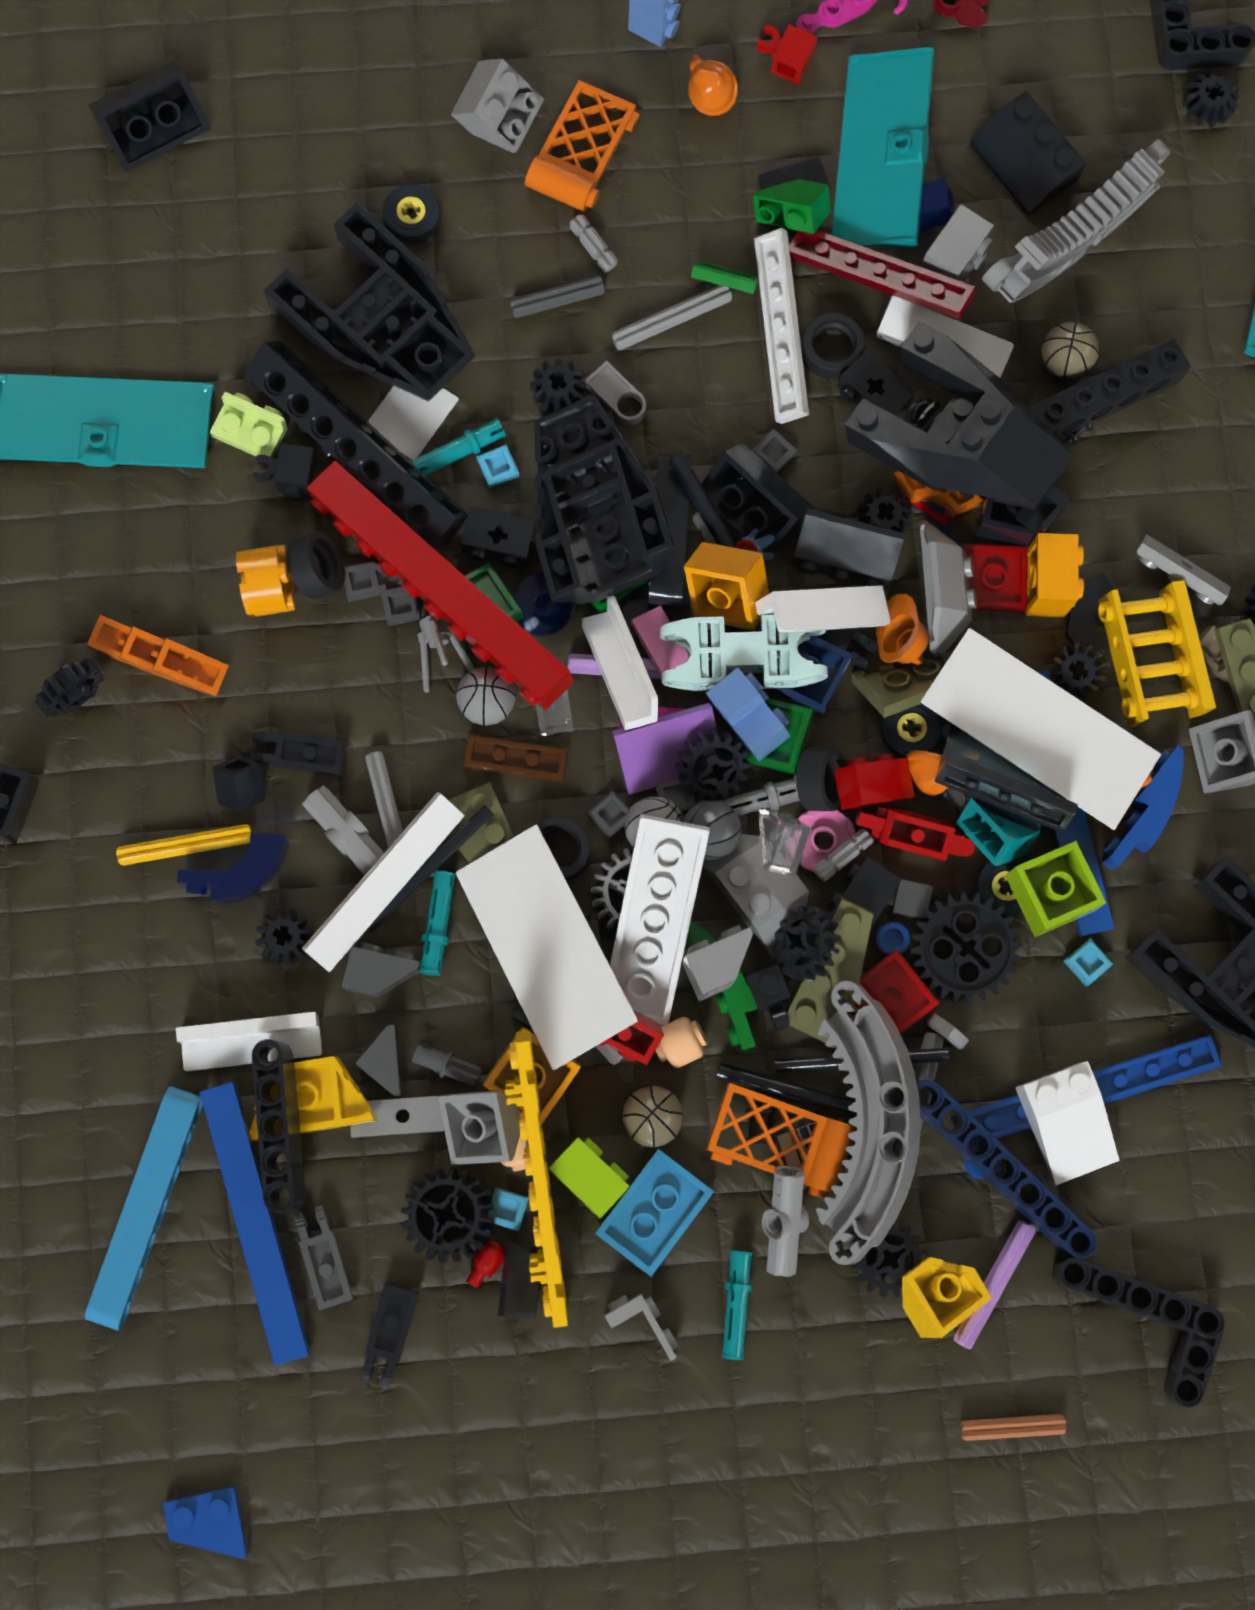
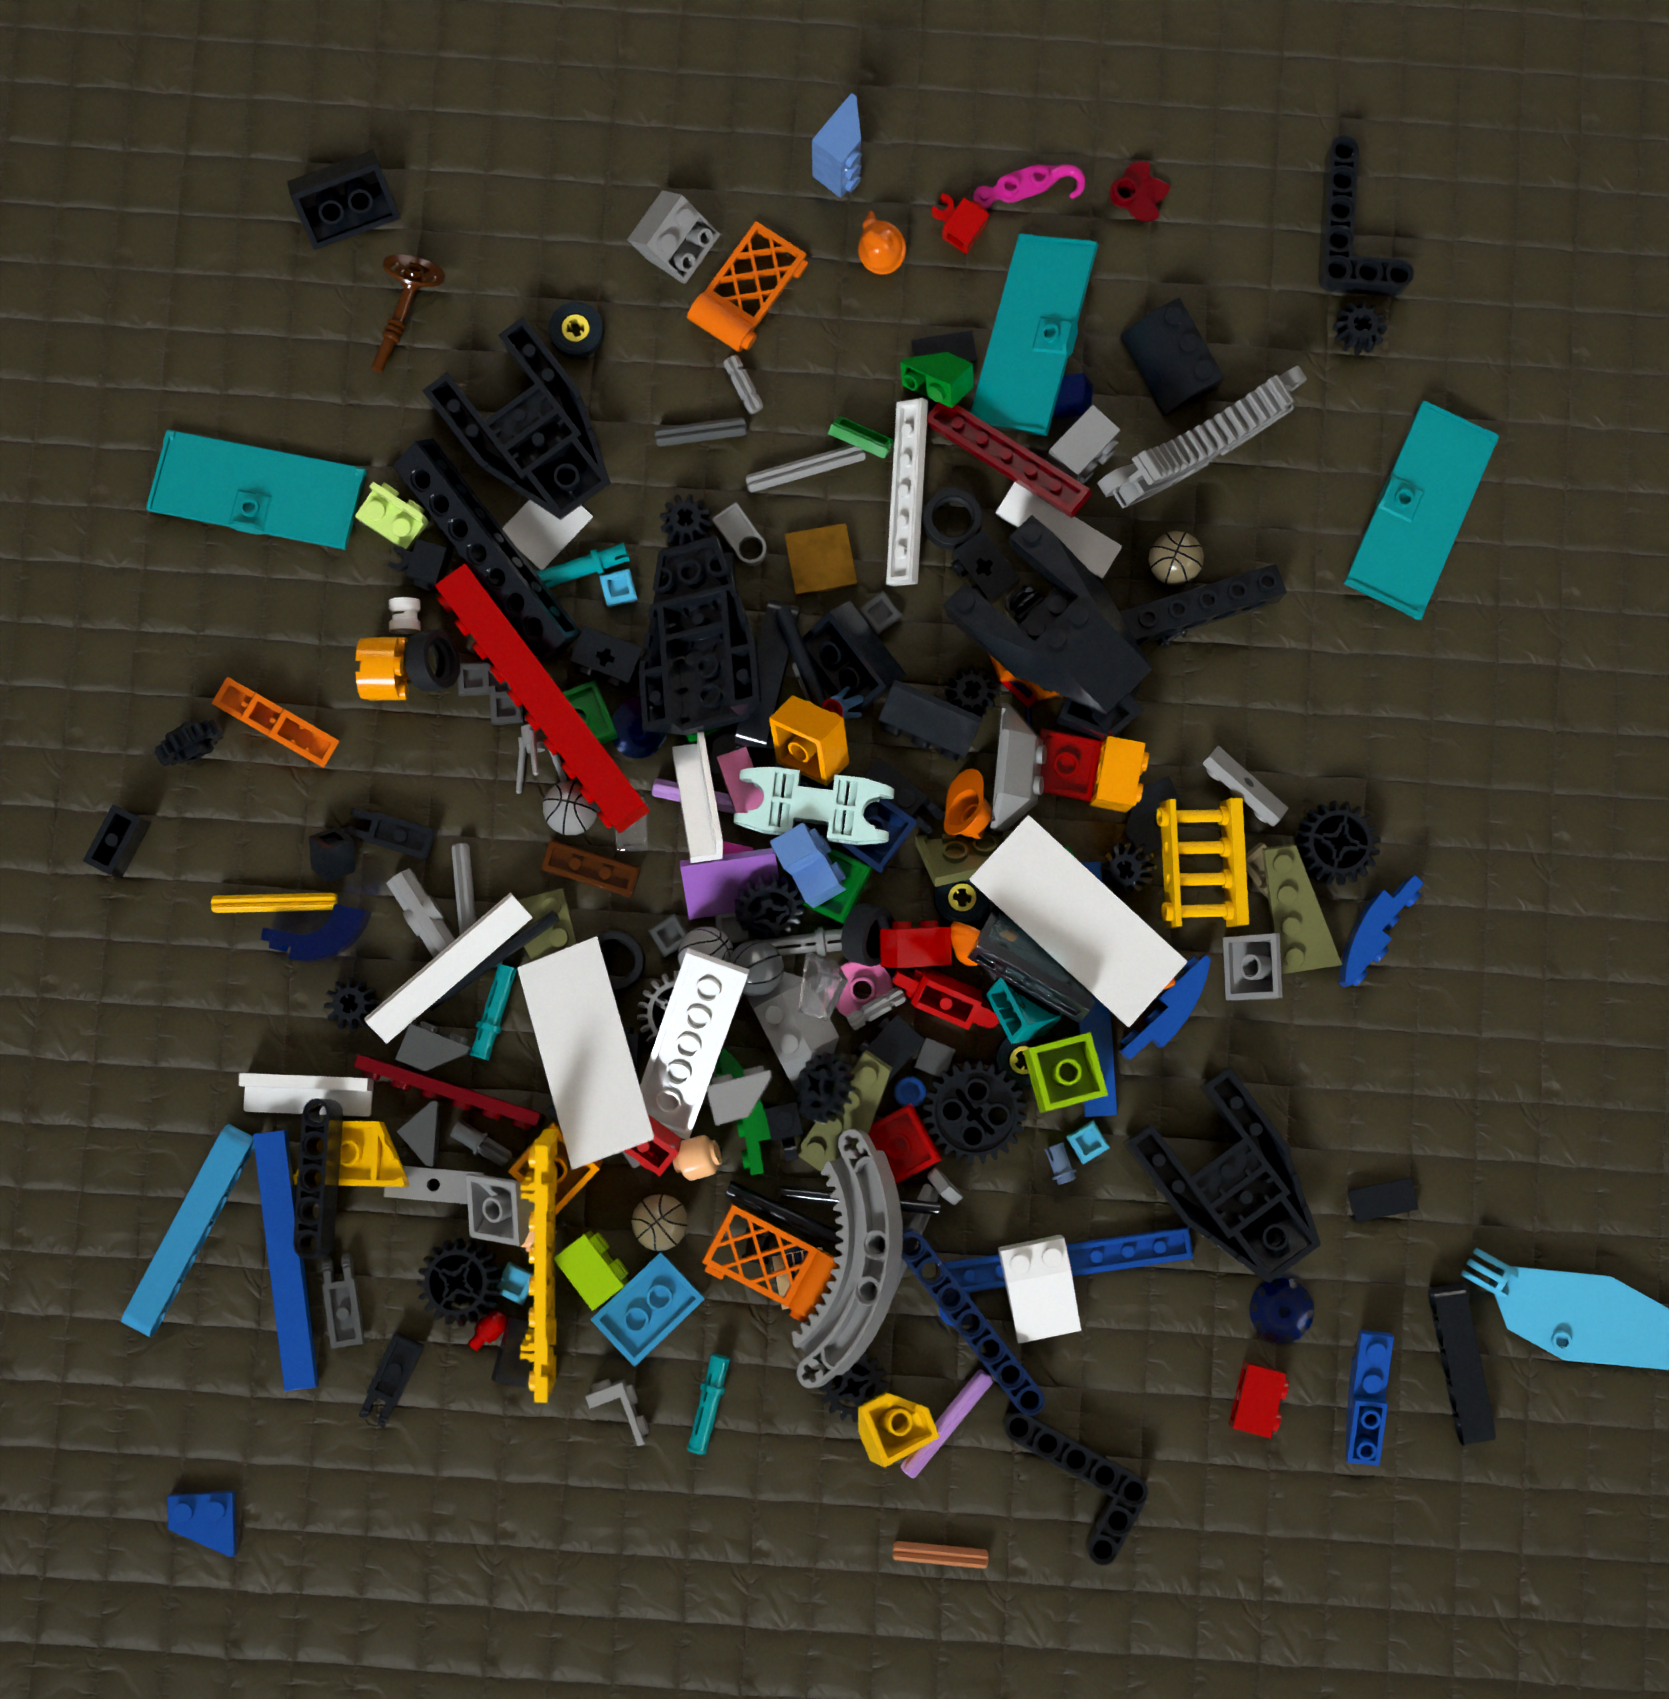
camera: 15 degrees right, 5 degrees up
(233, 183) = (411, 280): none -> reddish brown dish
(278, 524) = (404, 615): none -> white wheel
(388, 1012) = (461, 1096): none -> dark red plate
(703, 407) = (820, 559): none -> pearl gold tile
(785, 1221) = (763, 1337): light grey piece -> none
(826, 608) = (898, 777): white panel -> none
(1064, 989) = (1060, 1164): none -> sand blue pin

